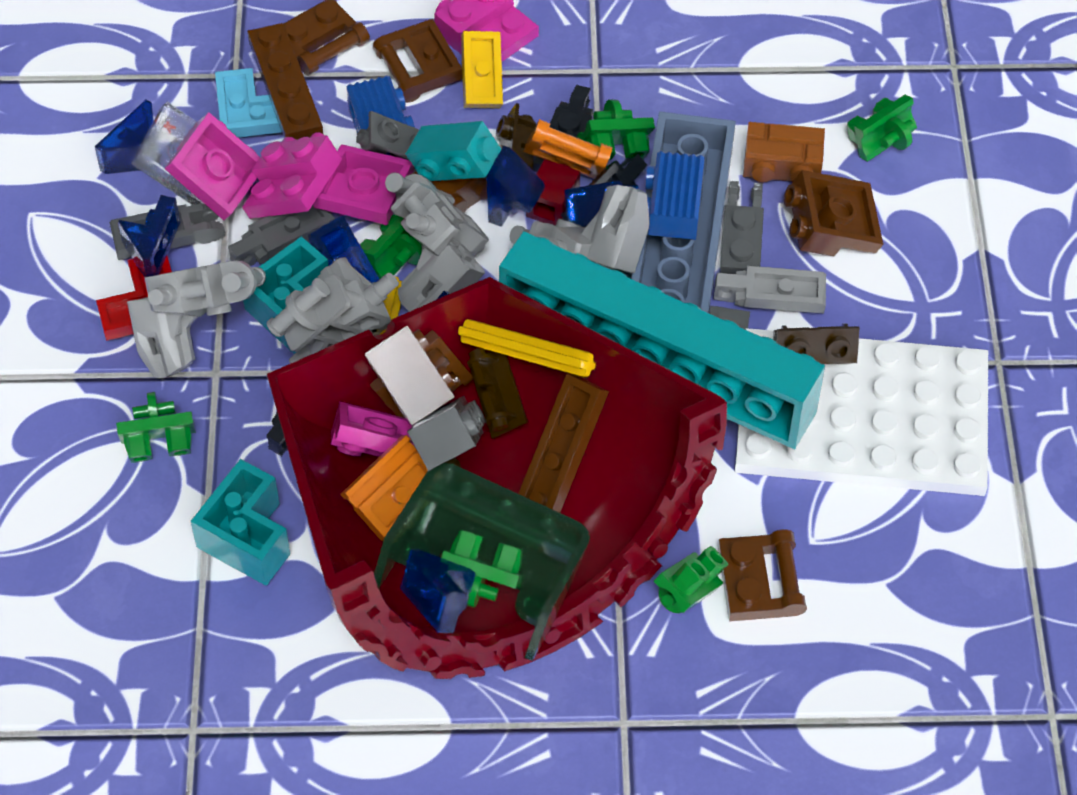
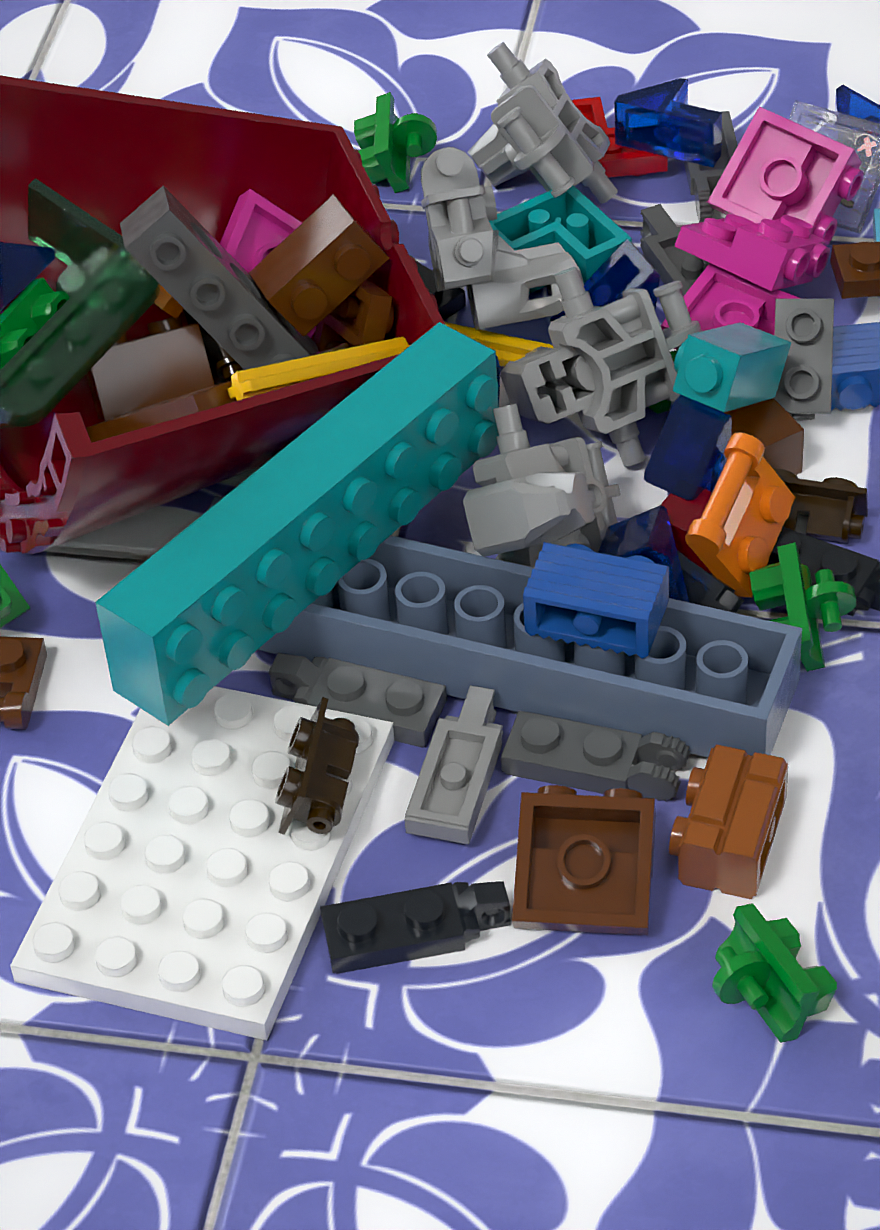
camera: 105 degrees right, 10 degrees down
(891, 298) = (411, 923): none -> black hinge

